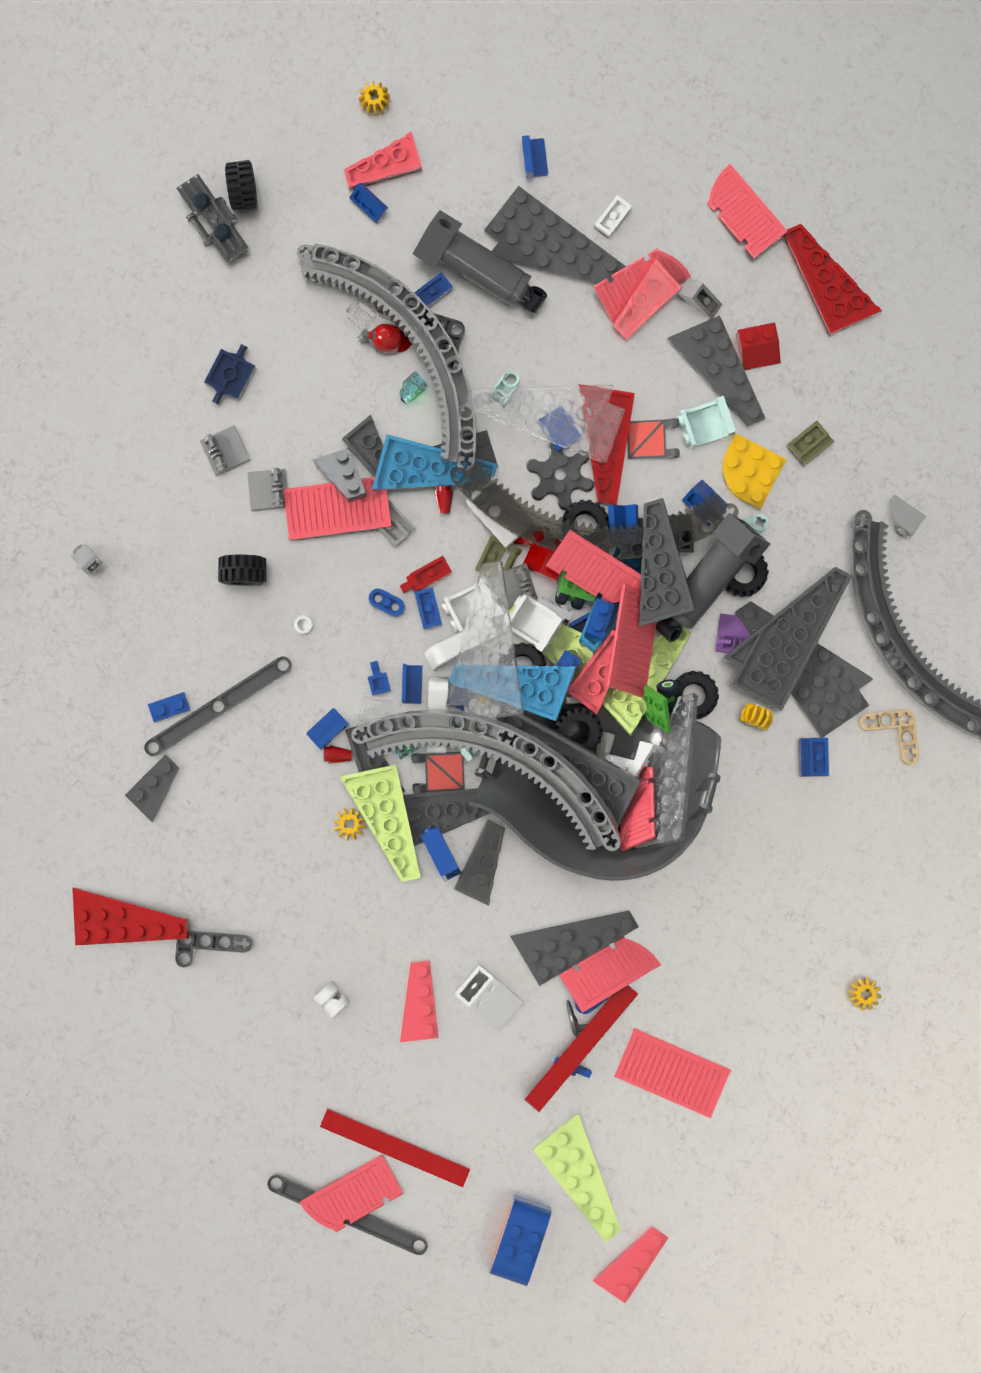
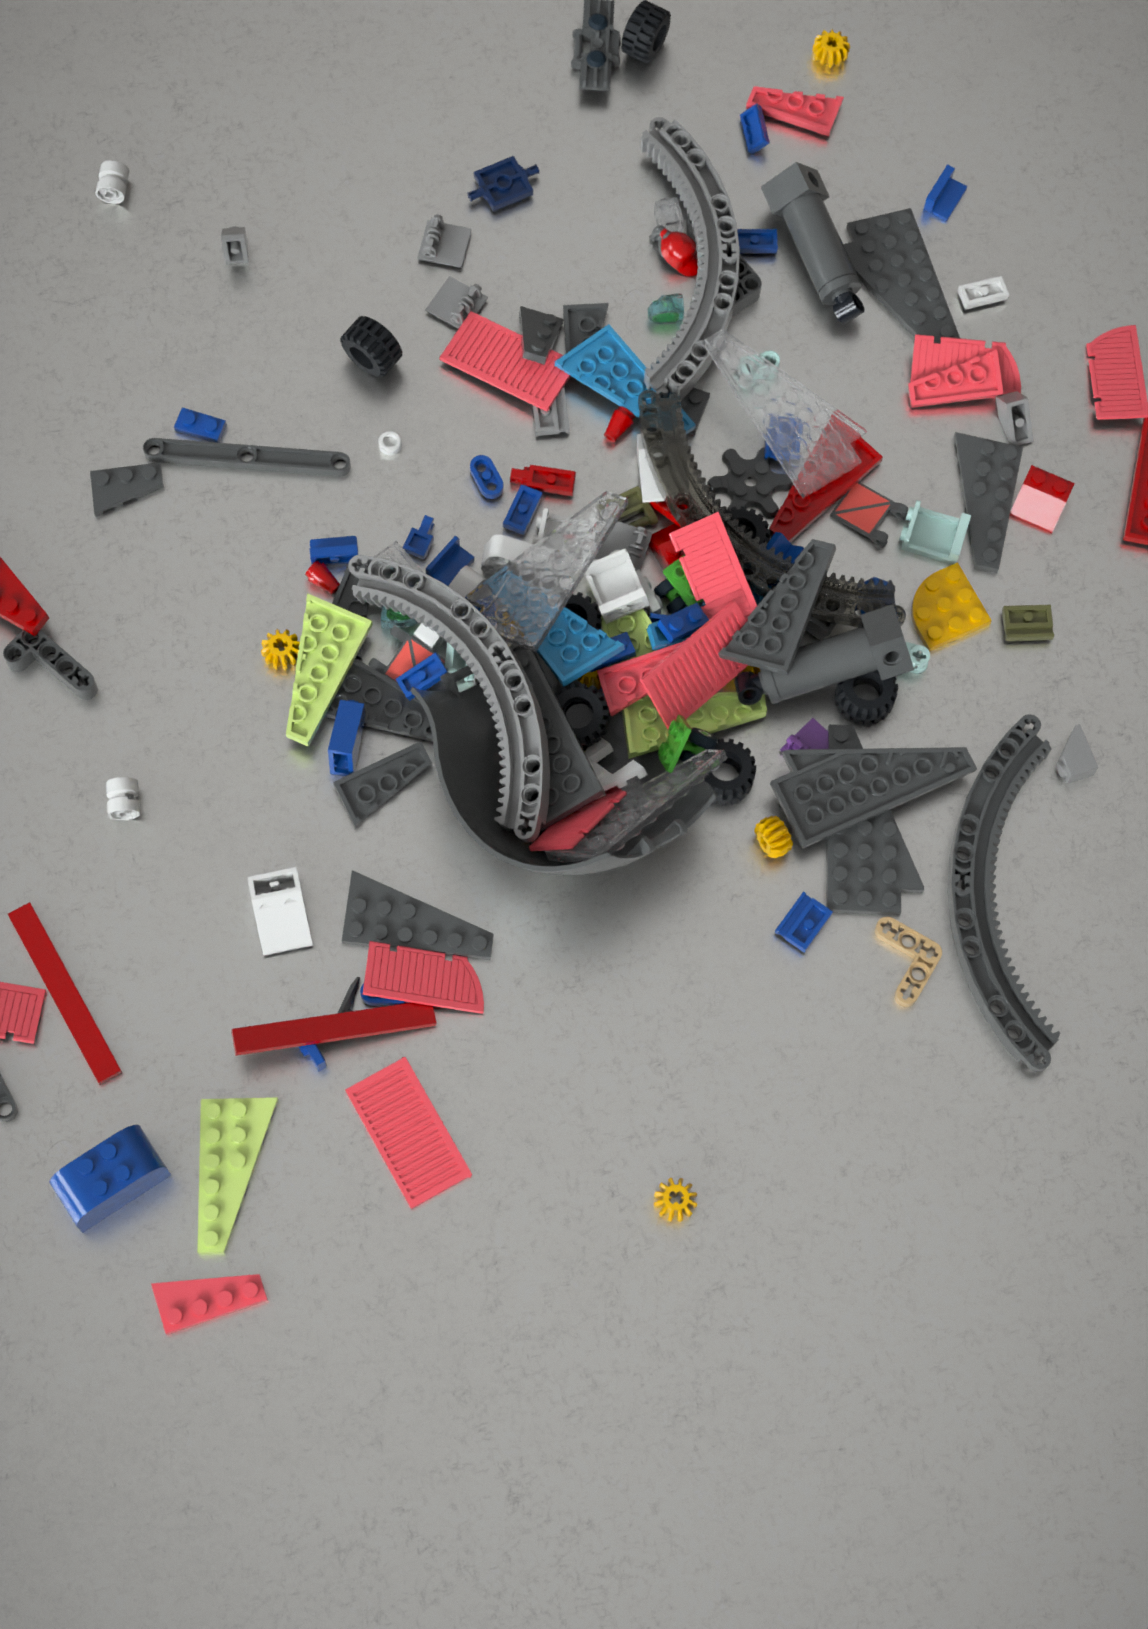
camera: 35 degrees right, 15 degrees down
(419, 1009) = (204, 874): coral wing -> none
(457, 777) = (422, 675): none -> blue plate

